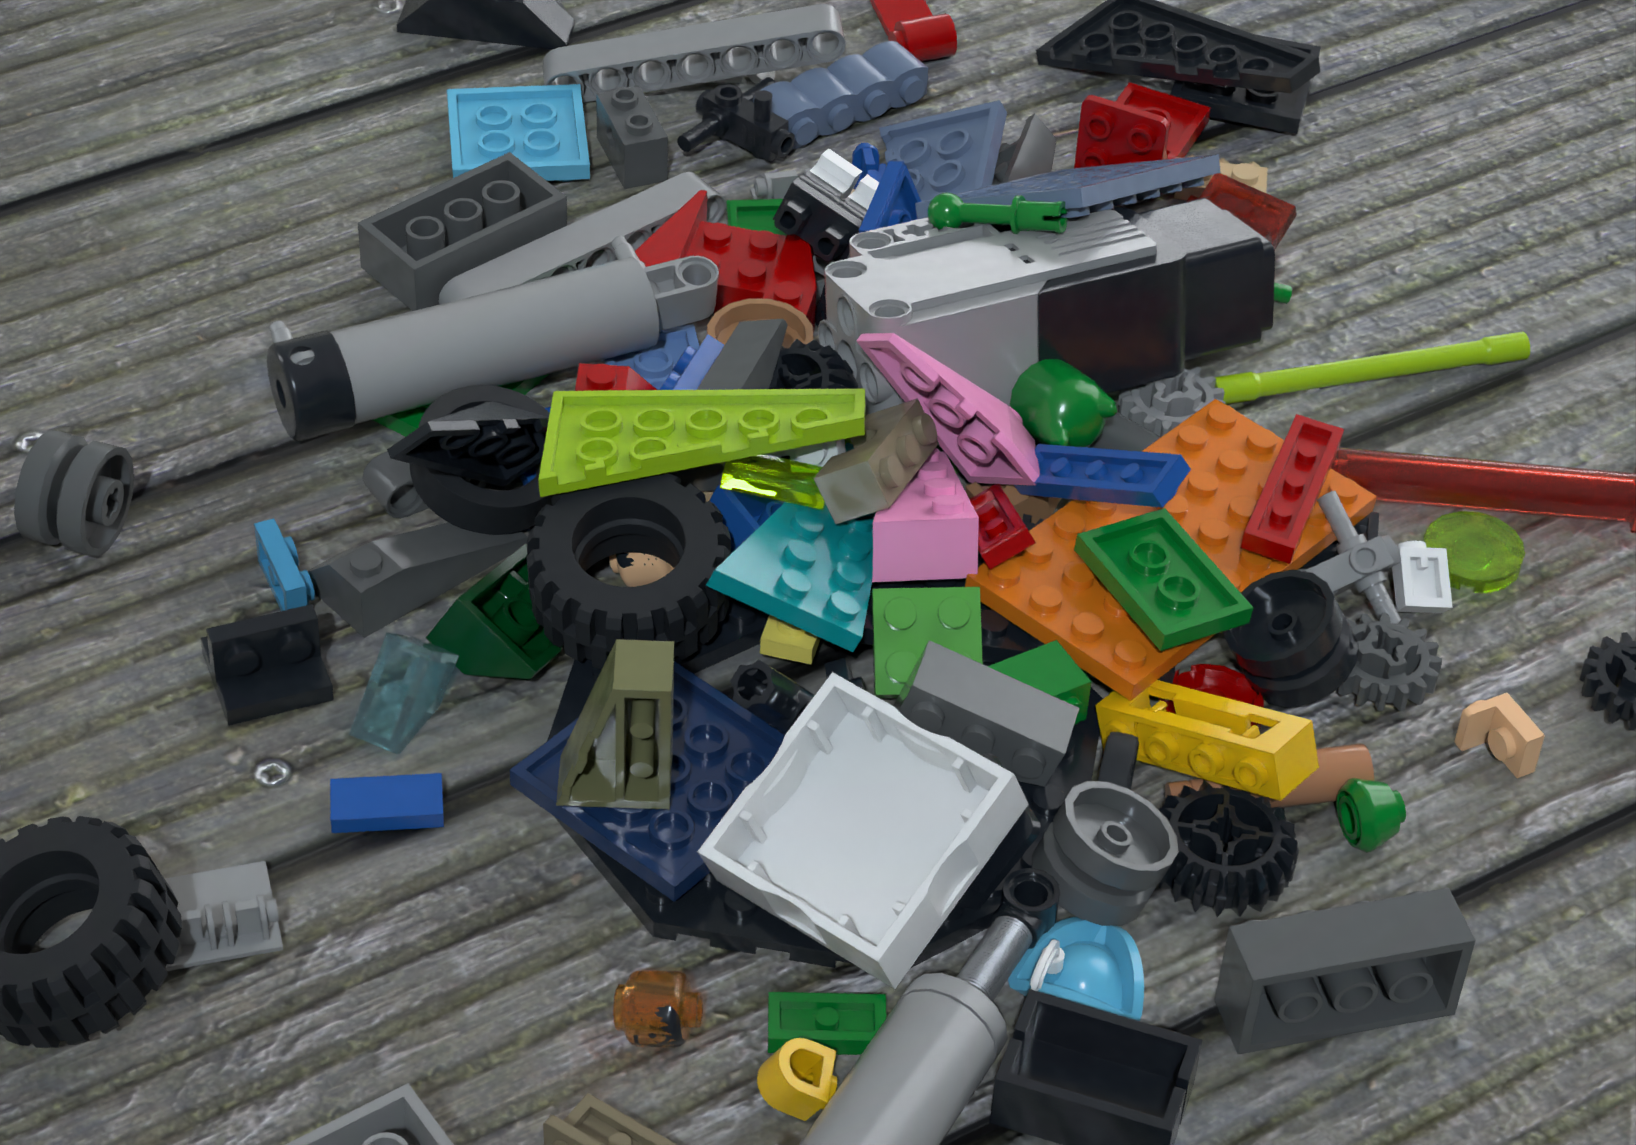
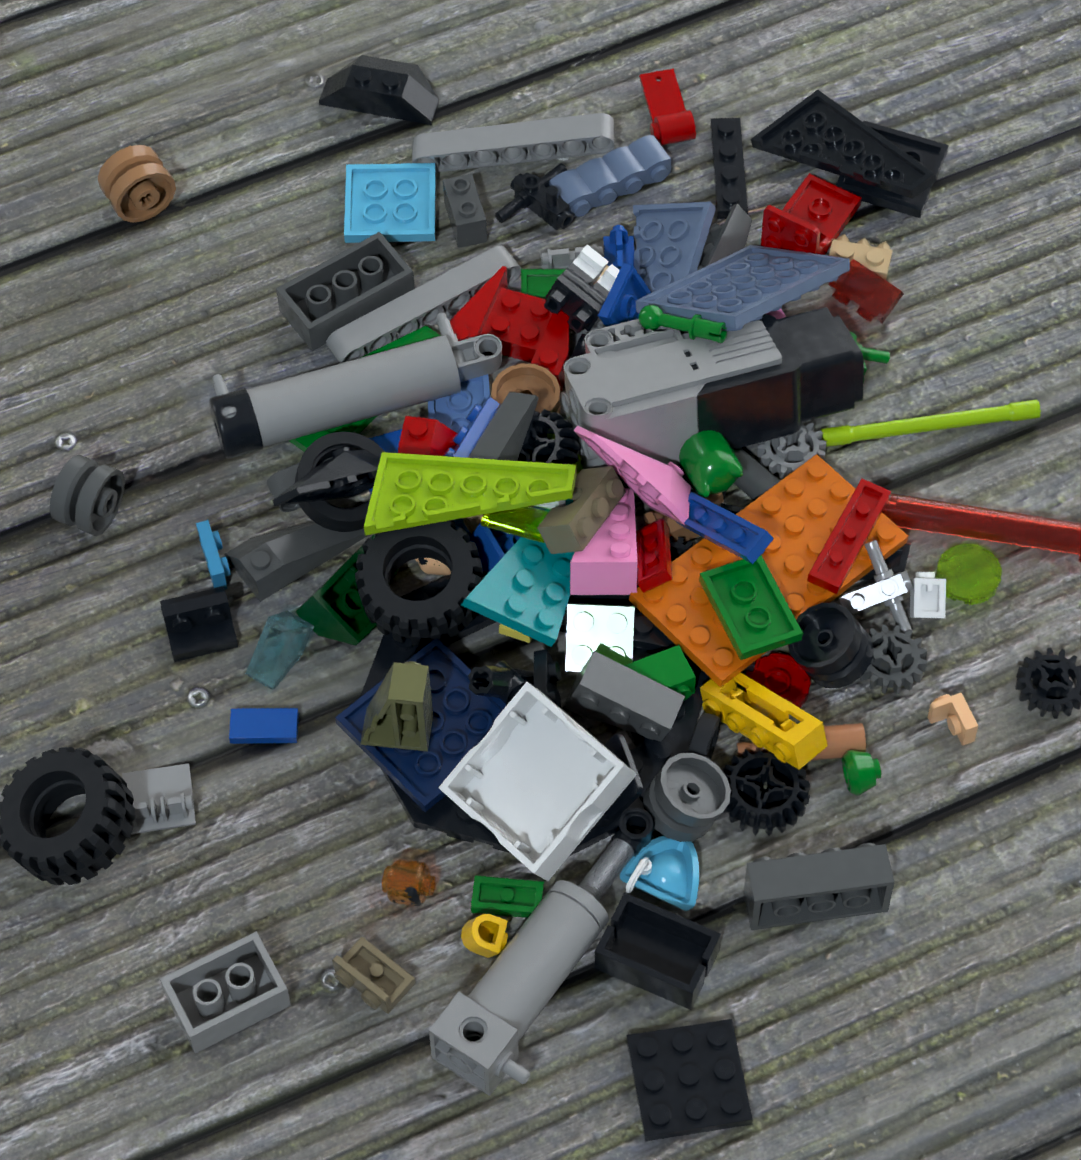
camera: 10 degrees right, 15 degrees up
(131, 111) = (136, 183): none -> medium nougat wheel
(1007, 77) = (728, 165): none -> black plate

